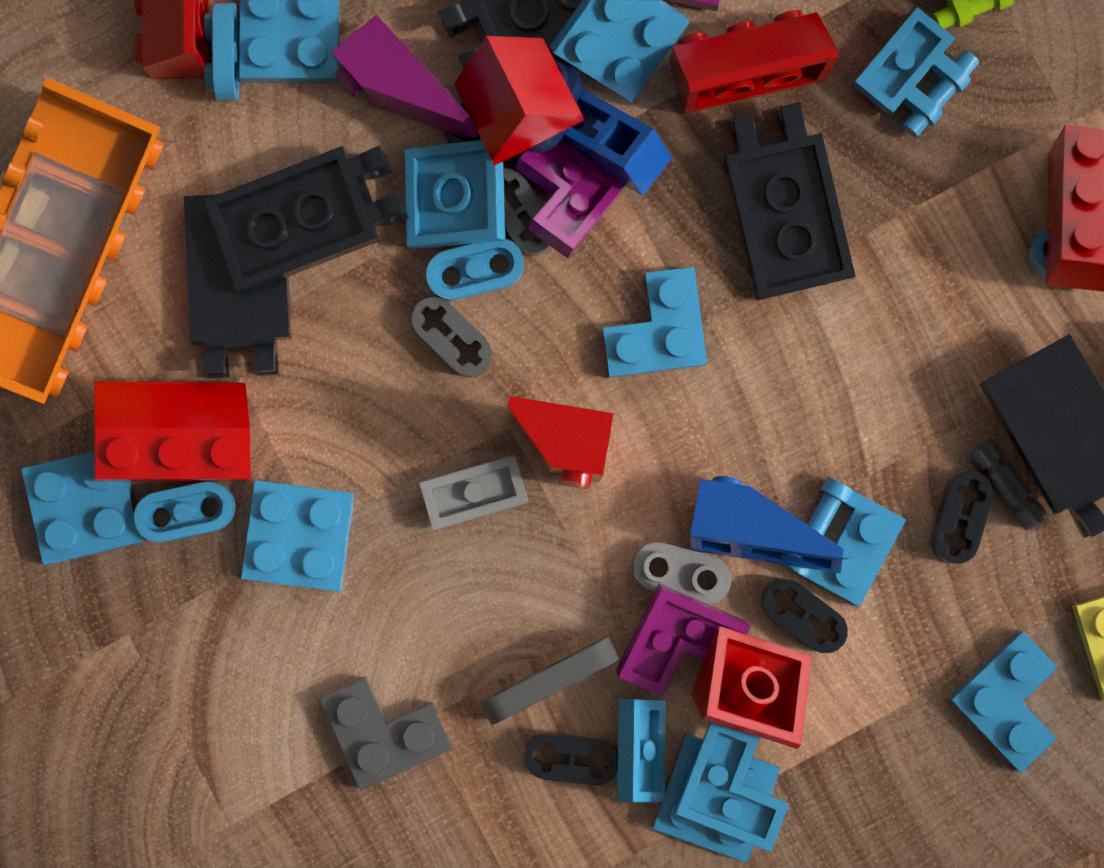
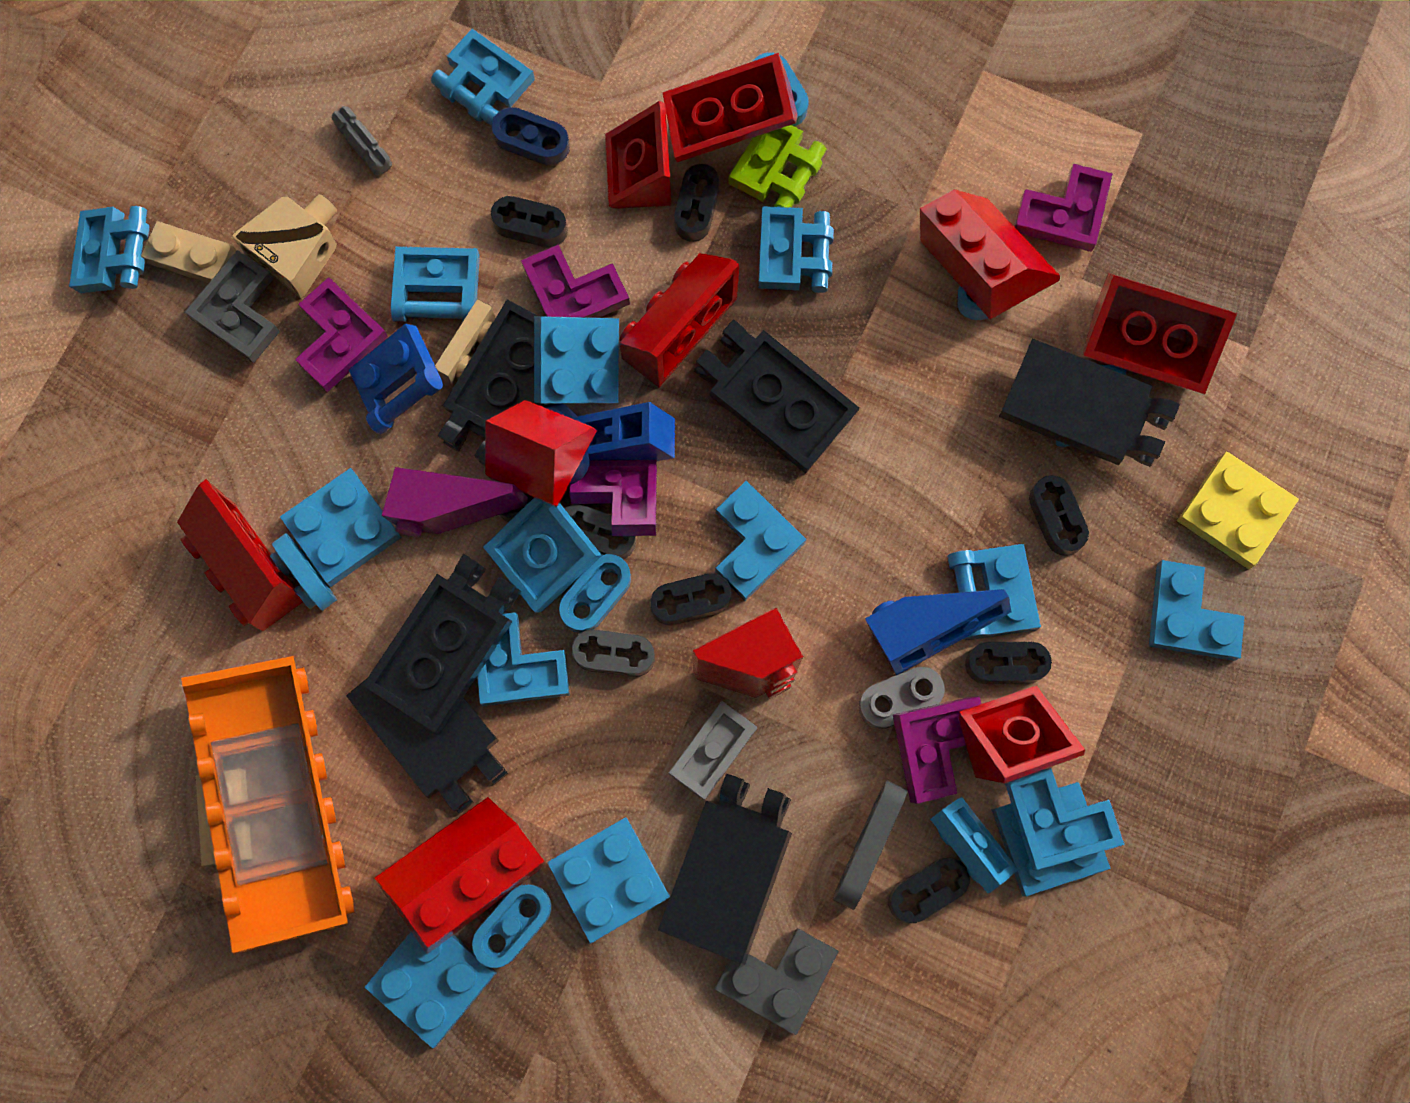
camera: 35 degrees left, 10 degrees down
(348, 295) = (520, 677): none -> dark azure plate
(407, 609) = (728, 872): none -> black tile
(563, 328) = (688, 589): none -> black beam
(1008, 484) = (1071, 470): dark grey axle -> none

